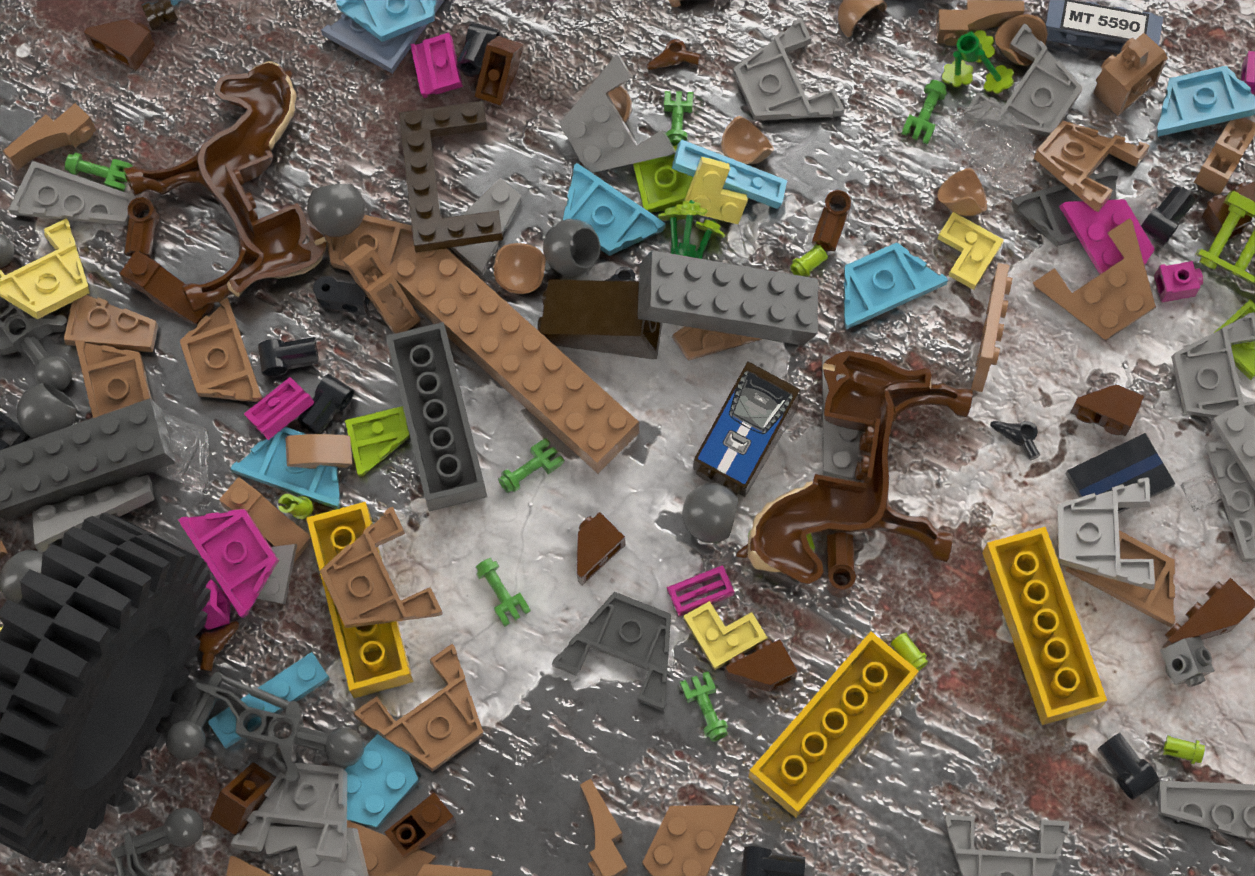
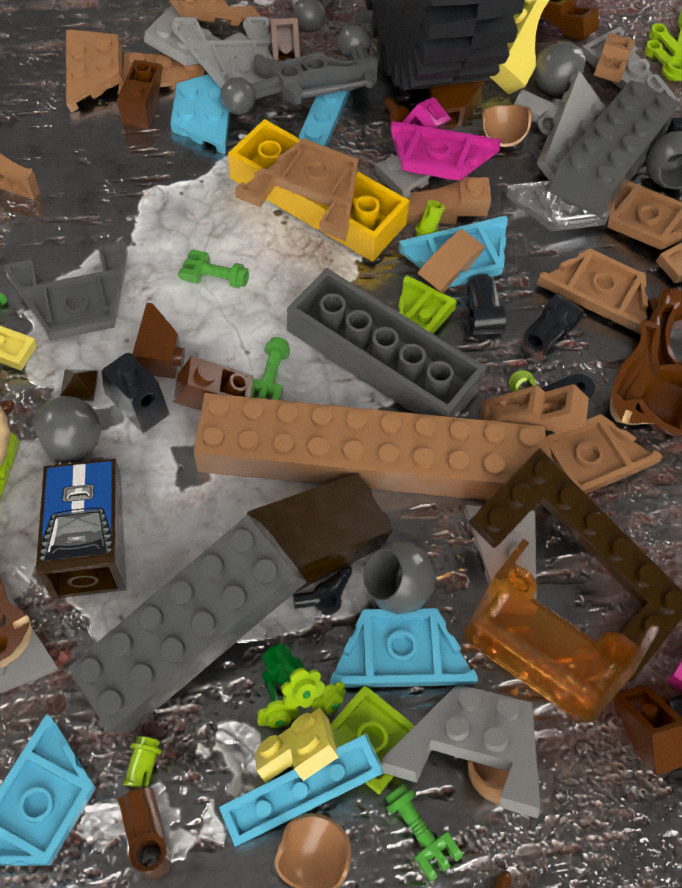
camera: 135 degrees right, 10 degrees down
(279, 408) = (516, 277): dark pink plate -> none
(336, 209) = (642, 440): dark grey helmet -> none
(360, 324) = (519, 377): none -> lime pin
(437, 726) = (182, 159): medium nougat wing -> none
(514, 139) = (547, 649): none -> clear orange windscreen
(519, 268) = (437, 529): medium nougat helmet -> none
(583, 477) = (207, 377): none -> reddish brown slope
(642, 513) = (127, 384): none -> black torso
(674, 562) = (80, 384): none -> dark brown slope
(676, 601) = (41, 379): dark pink tile -> none

